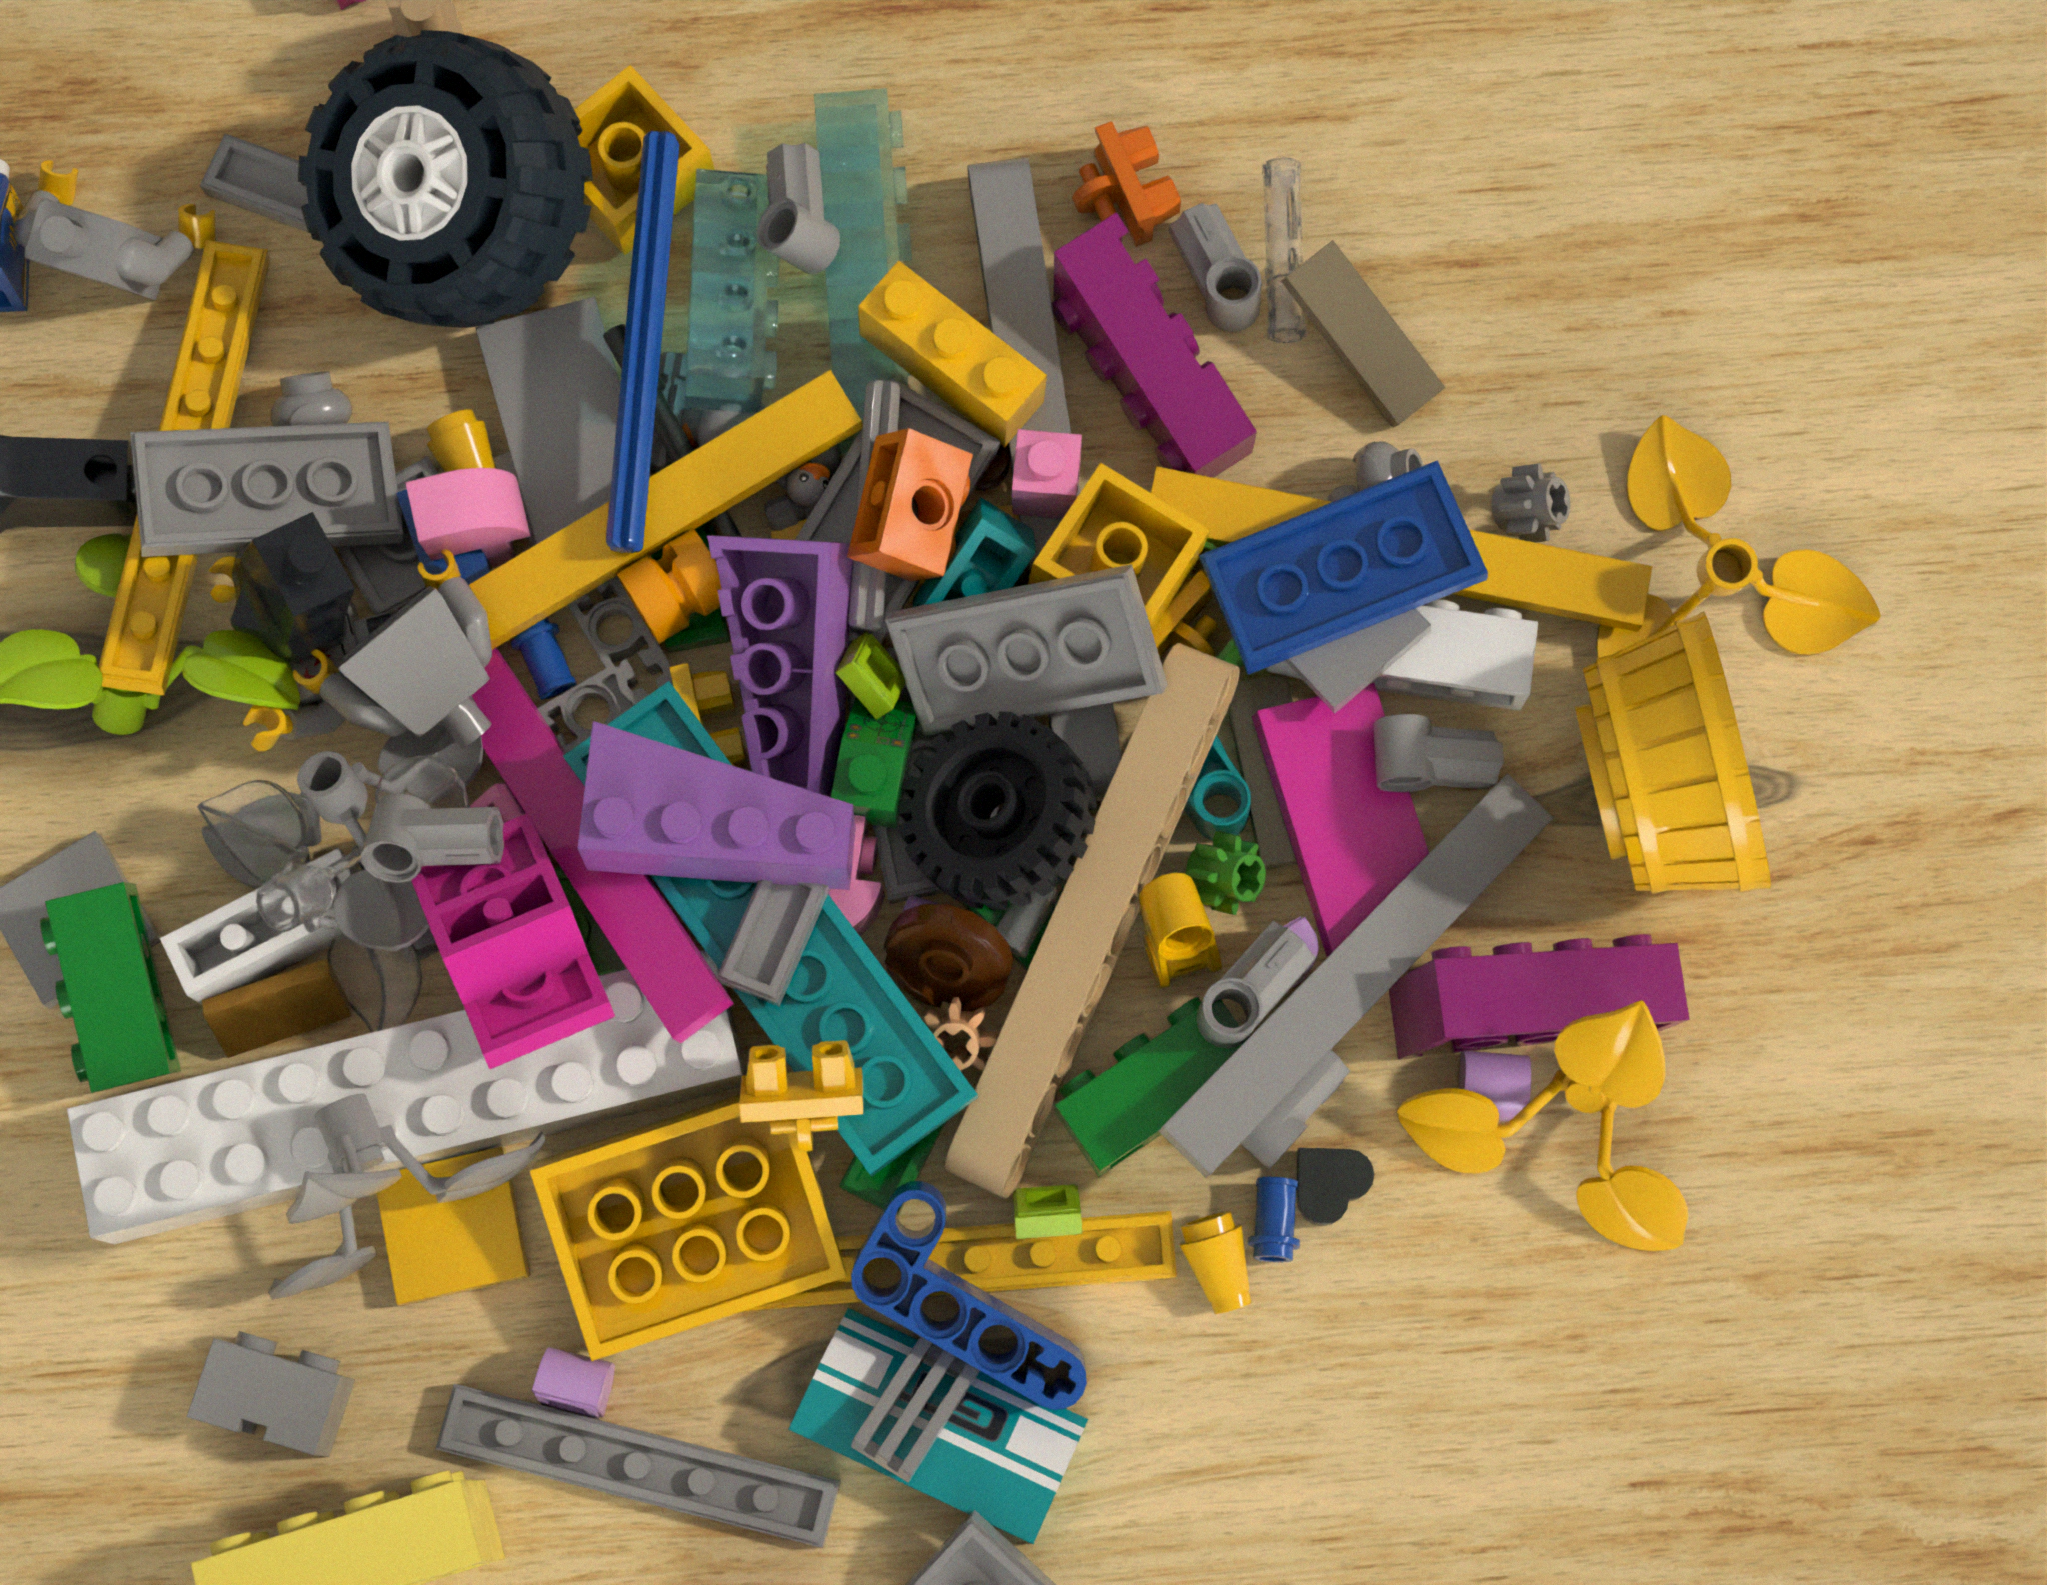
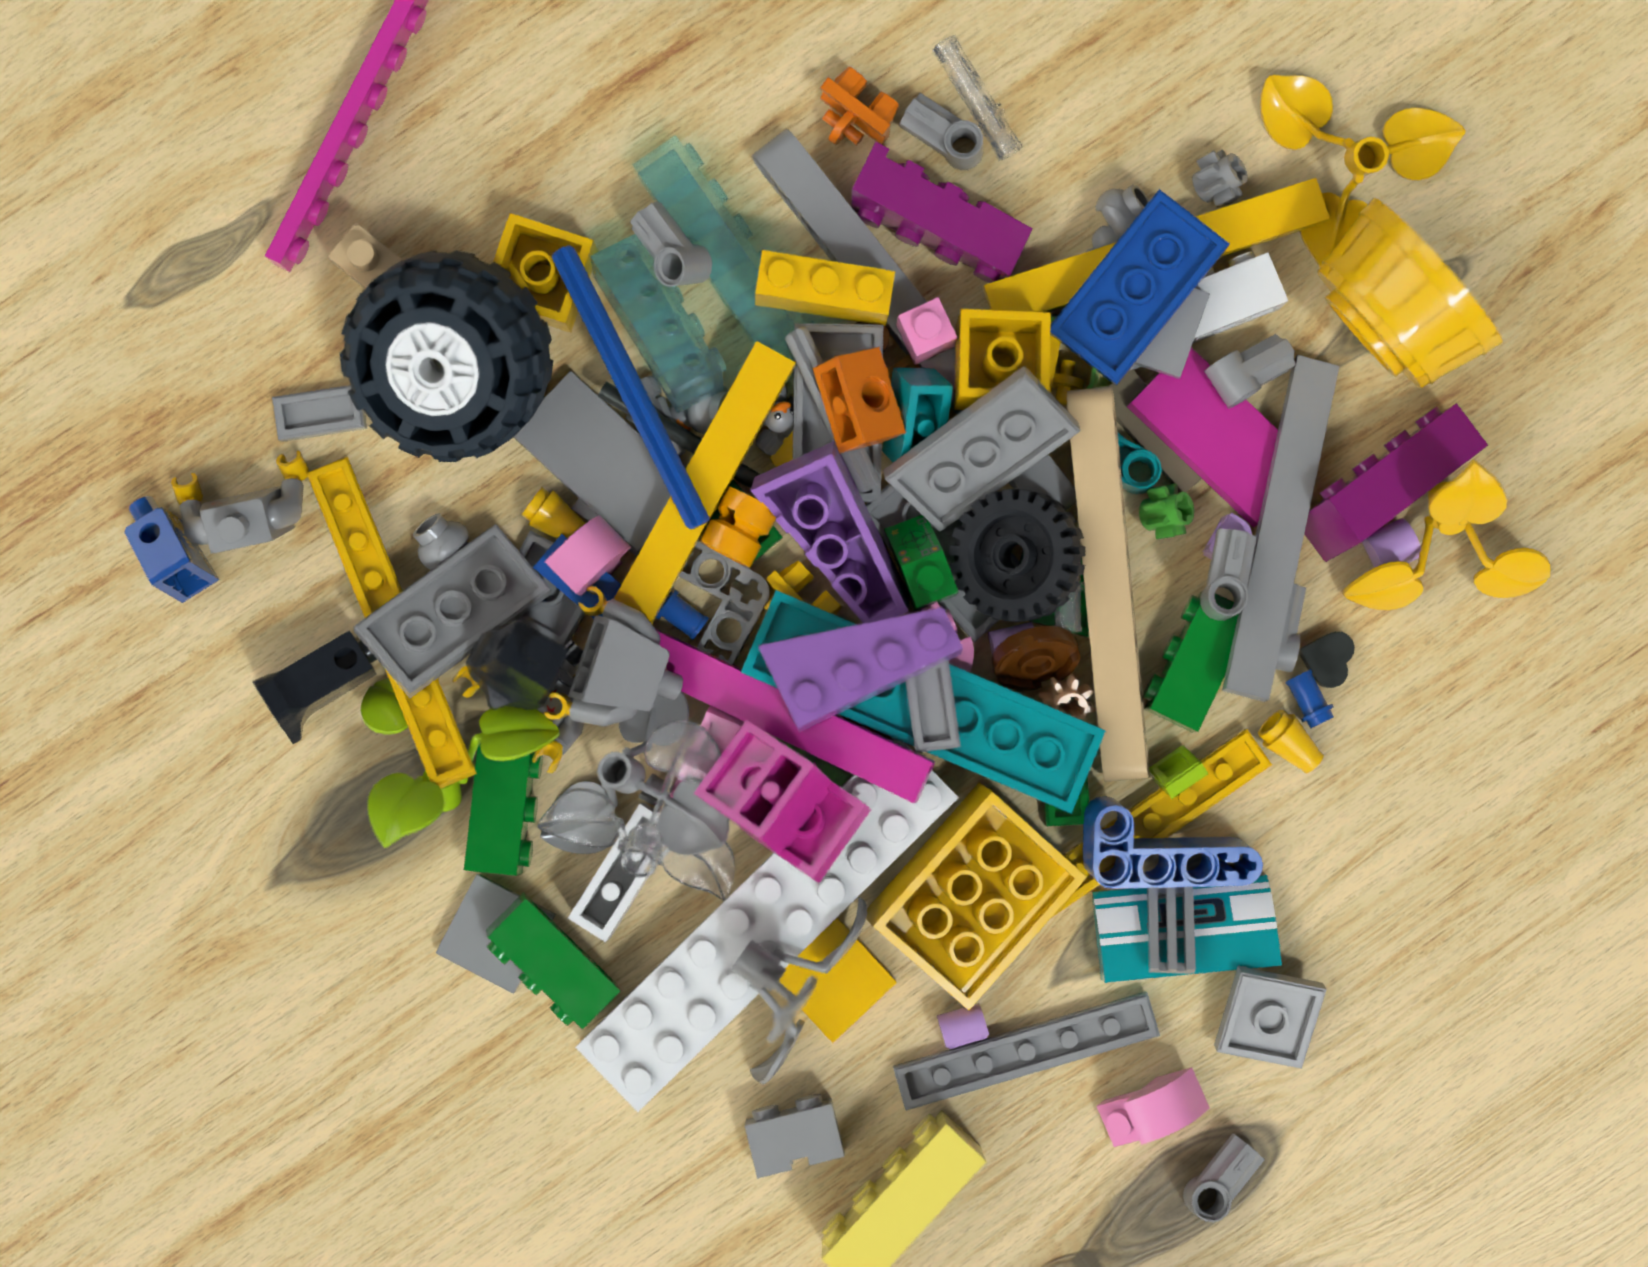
camera: 30 degrees left, 10 degrees up
(171, 770) = (501, 815): none -> green brick
(276, 1008) = (654, 915): pearl gold tile -> none
(413, 835) = (691, 776): light grey piece -> none
(803, 1099) = (1010, 792): yellow hips -> none
(871, 674) = (890, 514): lime tile -> none
(1176, 929) = (1159, 563): yellow piece -> none
(1363, 334) = (1058, 126): dark tan tile -> none

